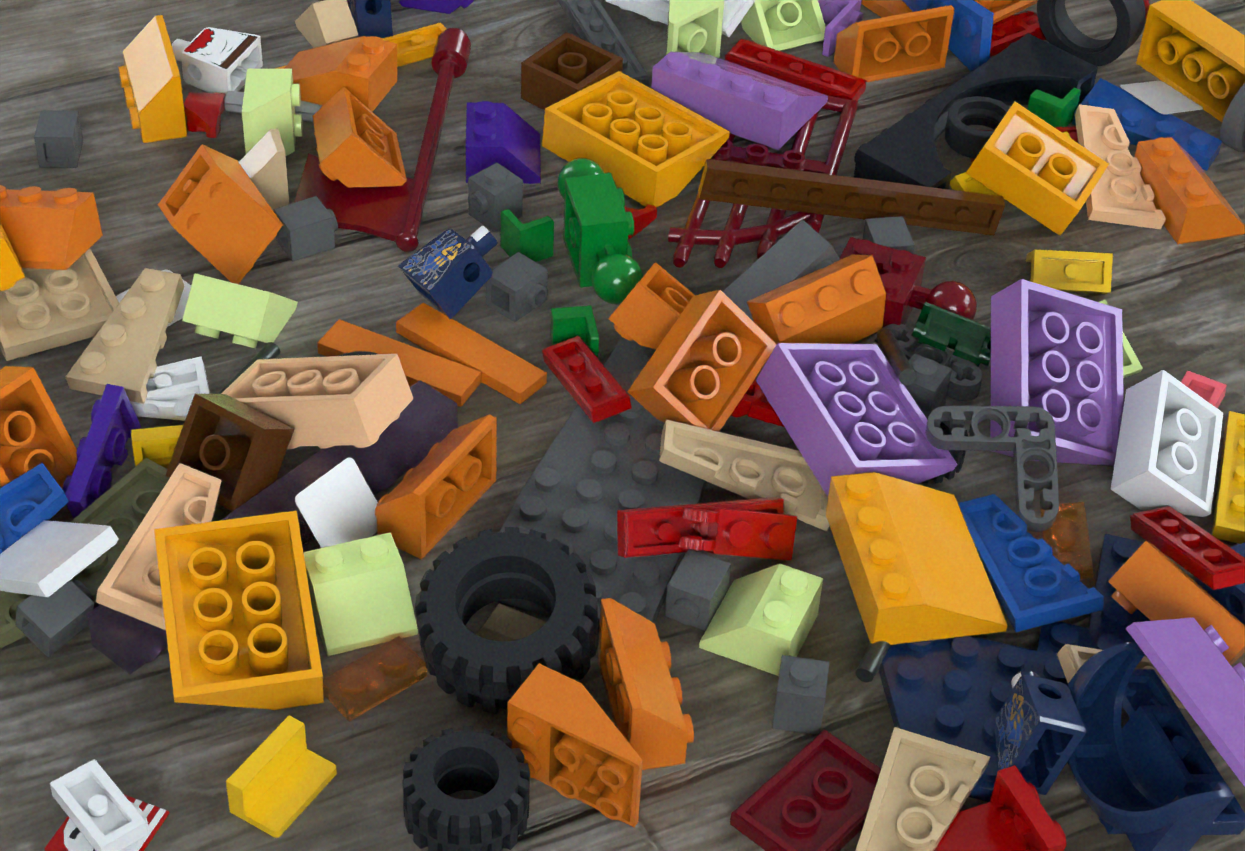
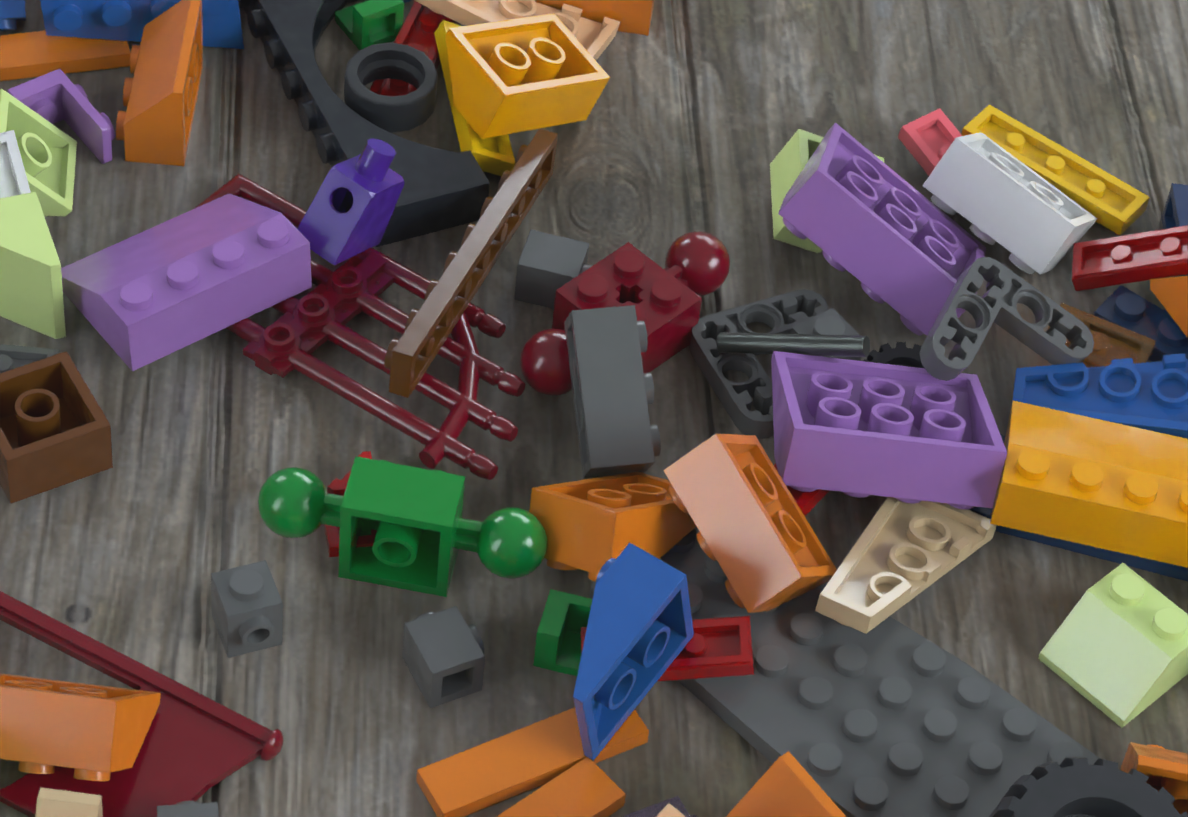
camera: 70 degrees left, 5 degrees up
(450, 268) = (407, 708): dark blue torso -> none
(501, 137) = (122, 570): dark purple slope -> none
(530, 239) = (345, 614): green panel -> none
(541, 330) = (631, 637): none -> blue slope
(633, 134) = (215, 414): light orange slope -> none
(659, 528) = (989, 641): red tile -> none
(697, 589) = (1063, 687): dark grey brick -> none
(742, 533) = (1012, 608): red hinge -> none
(796, 70) = (135, 204): red tile -> none
(825, 306) = (688, 364): orange slope -> none
(834, 123) = (353, 204): none -> dark purple torso
(946, 329) = (751, 283): dark green hinge -> none
(1072, 270) = (666, 137): yellow panel -> none

